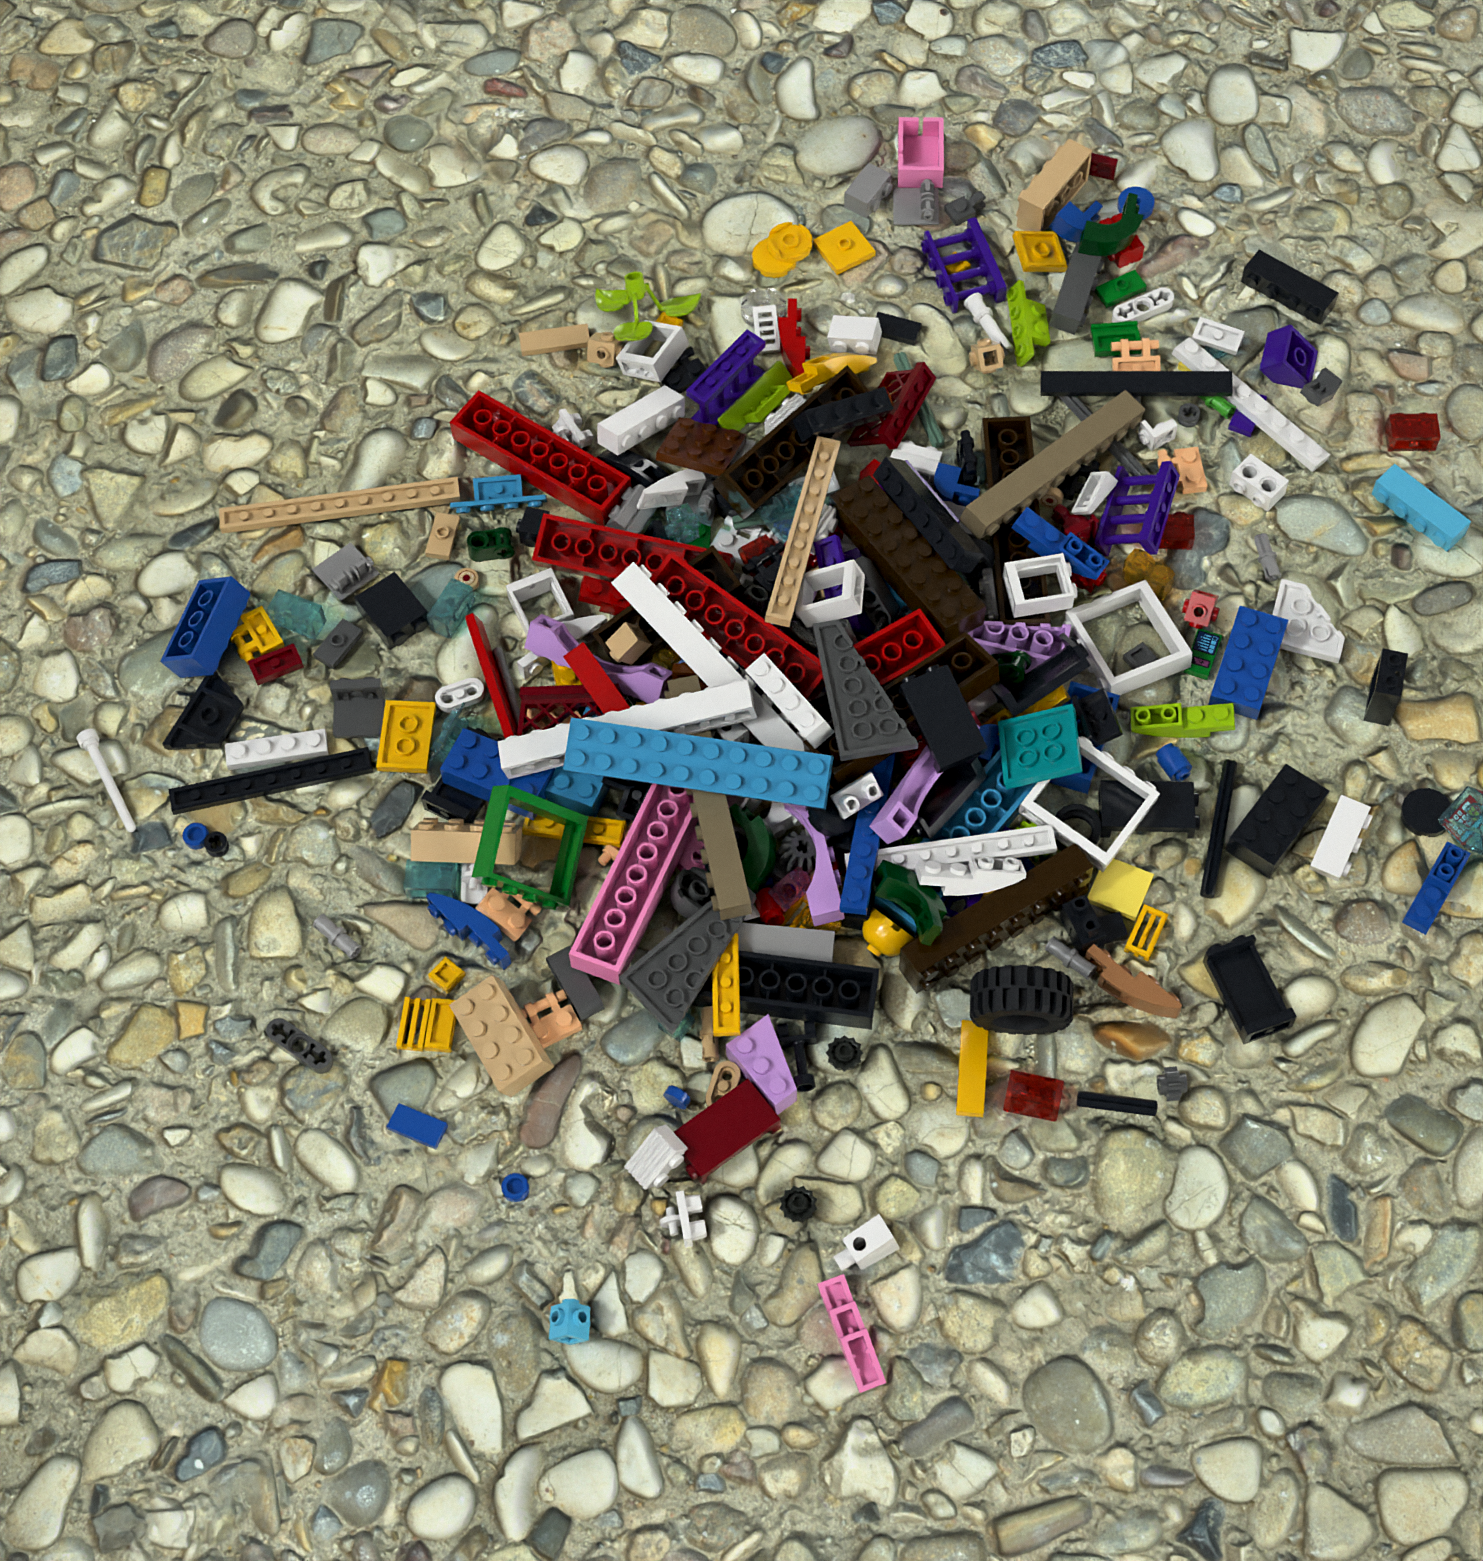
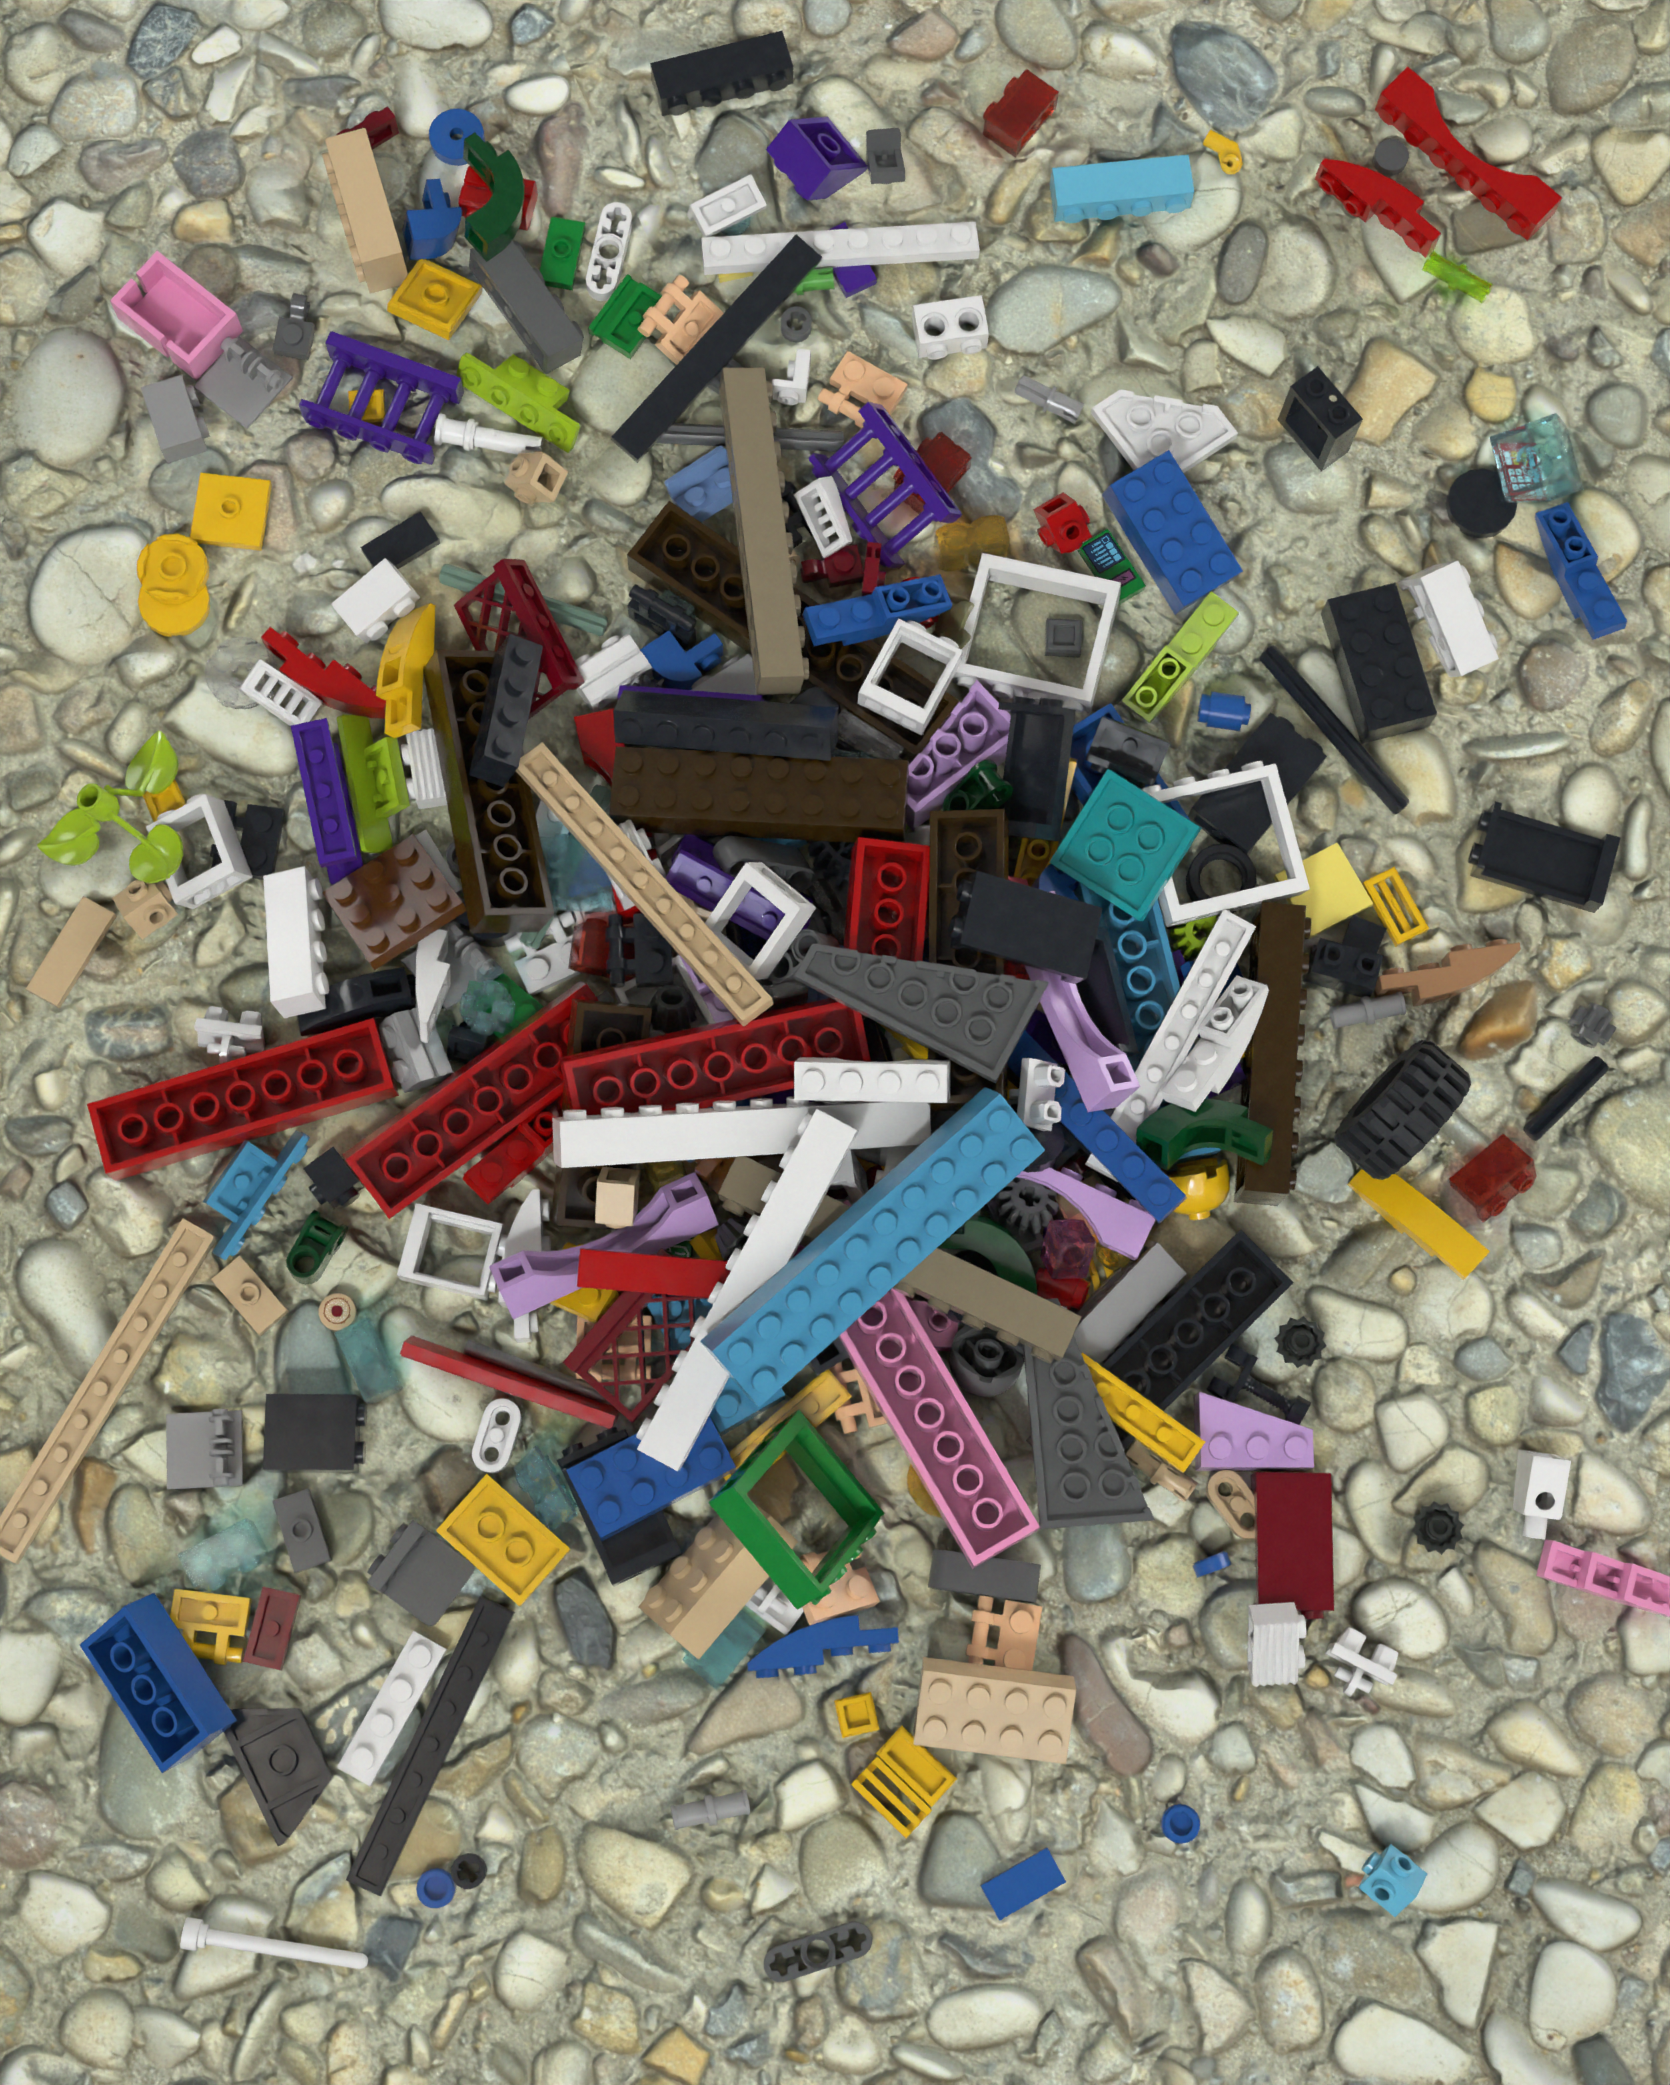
camera: 60 degrees left, 15 degrees up
(1051, 428) = (703, 485): none -> medium blue bracket

